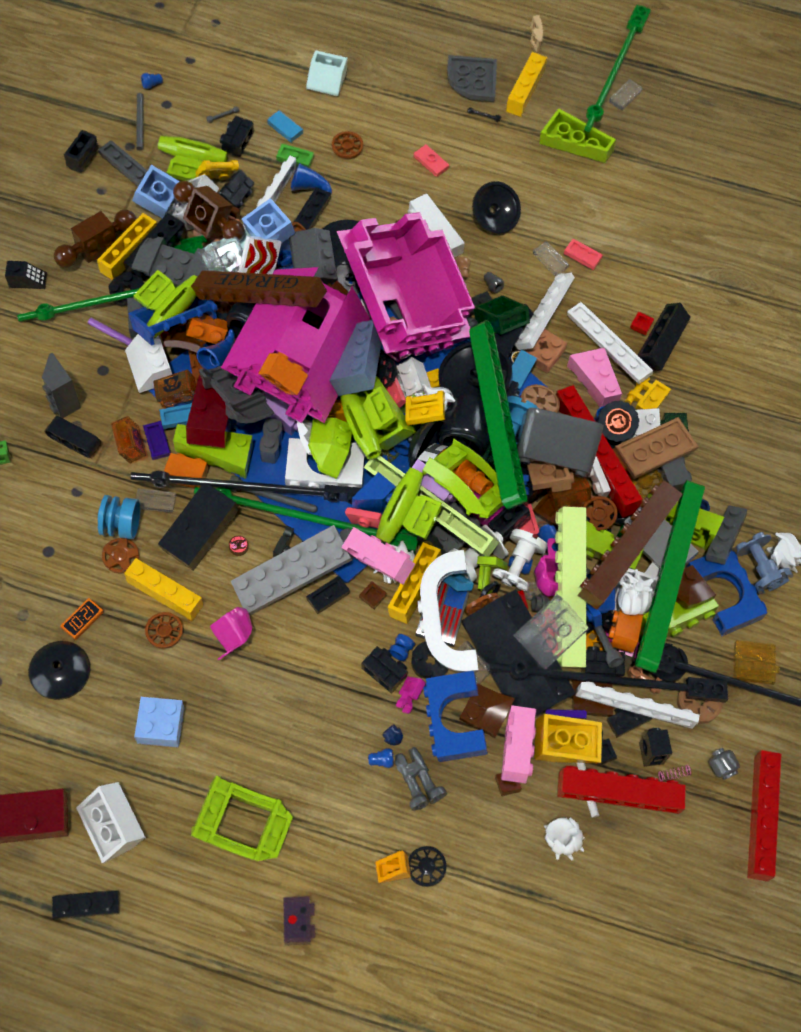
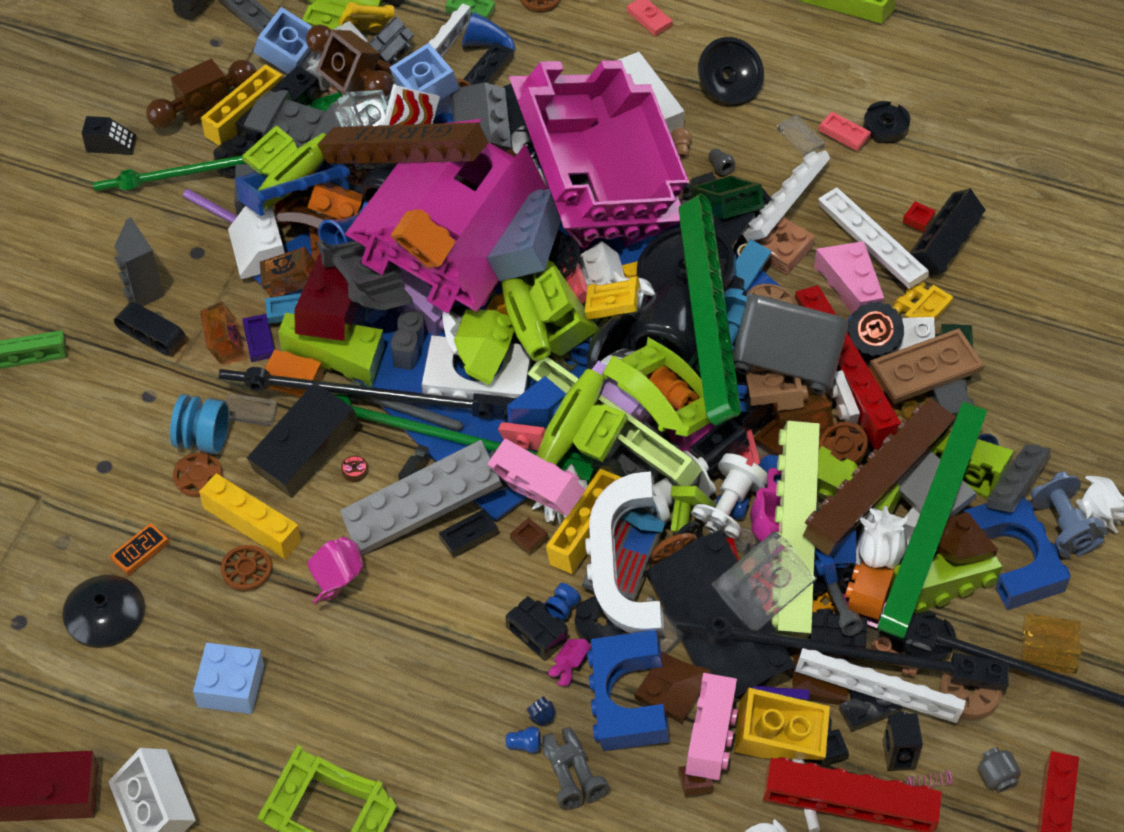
camera: 10 degrees right, 10 degrees down
(611, 253) = (882, 131): none -> black plate

